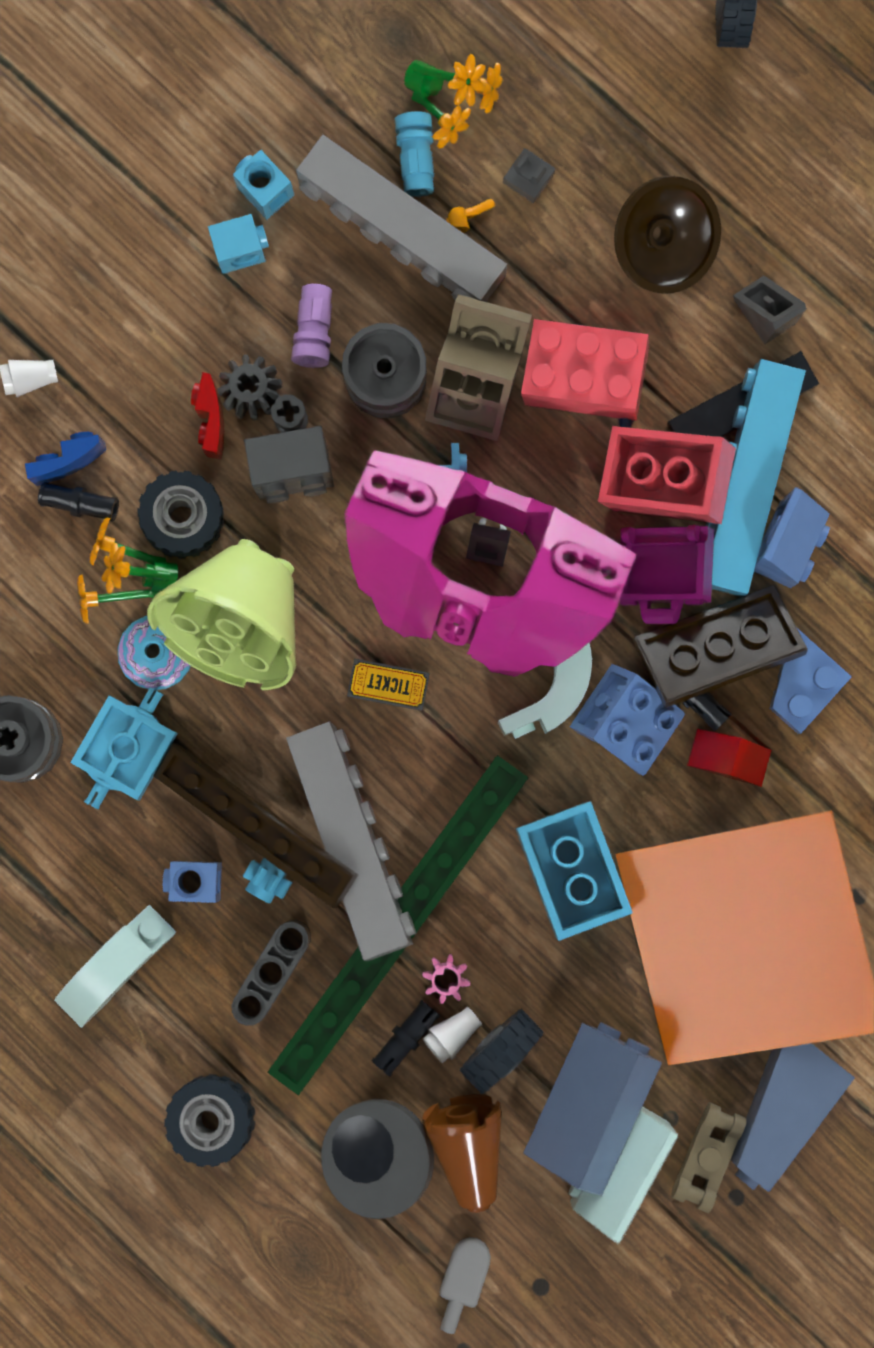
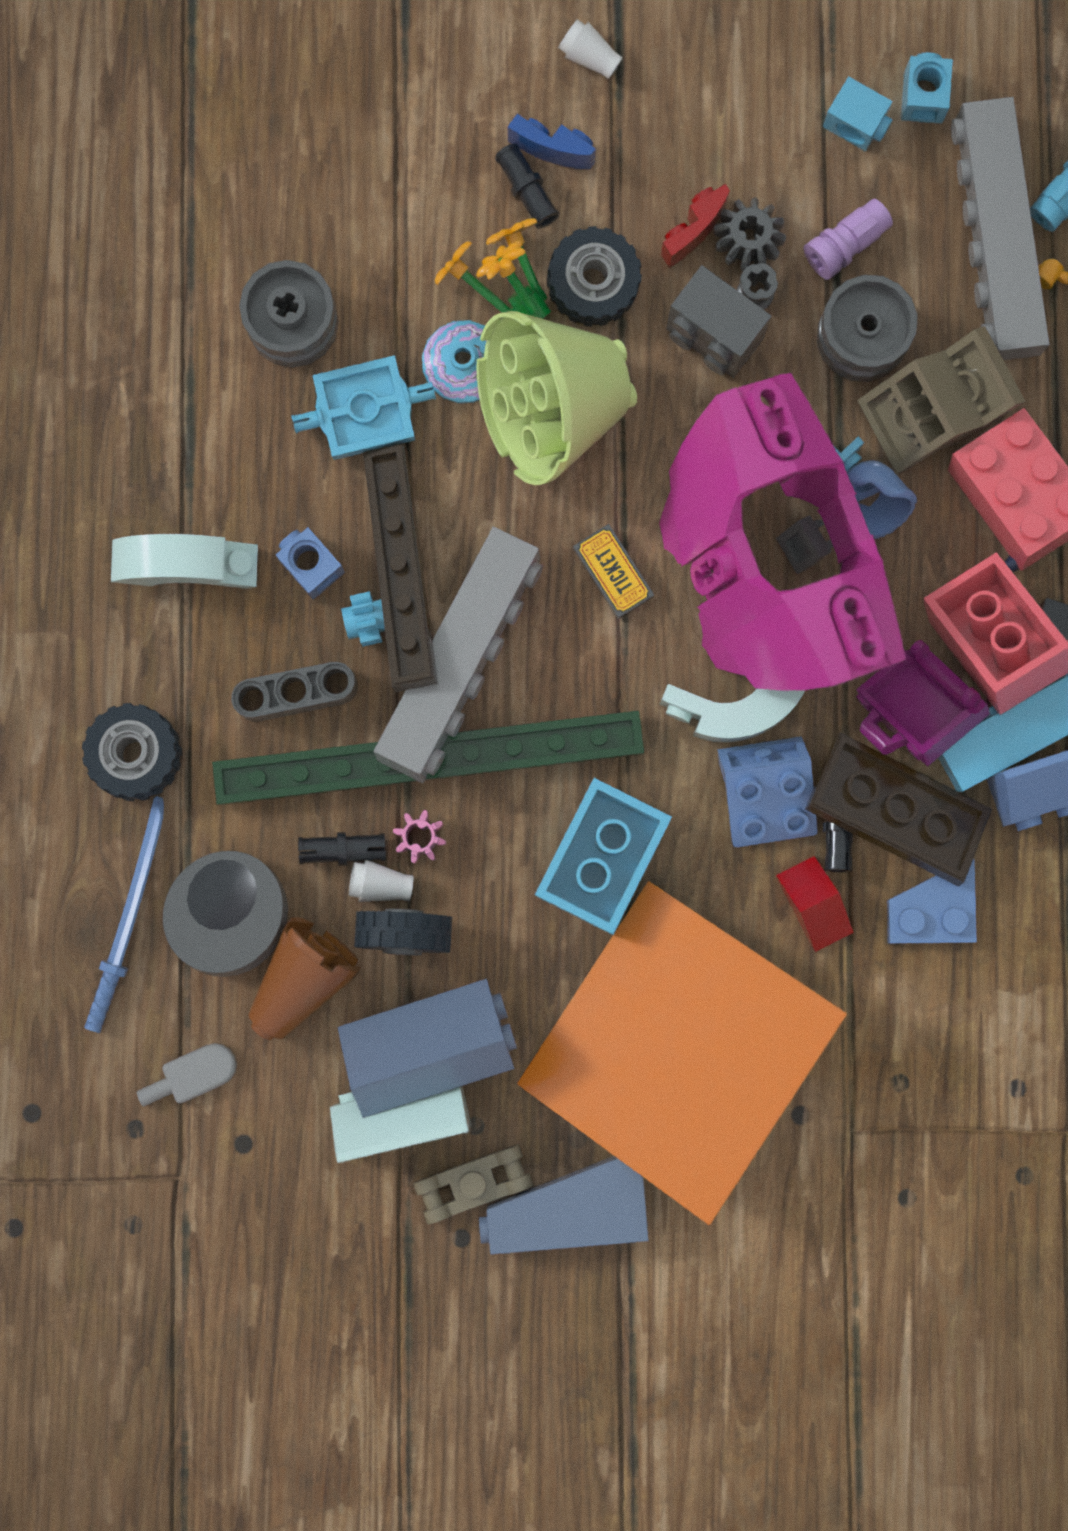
camera: 50 degrees right, 0 degrees up
(342, 1267) = (113, 967): none -> medium blue sword
(515, 463) = (895, 498): none -> medium blue hair

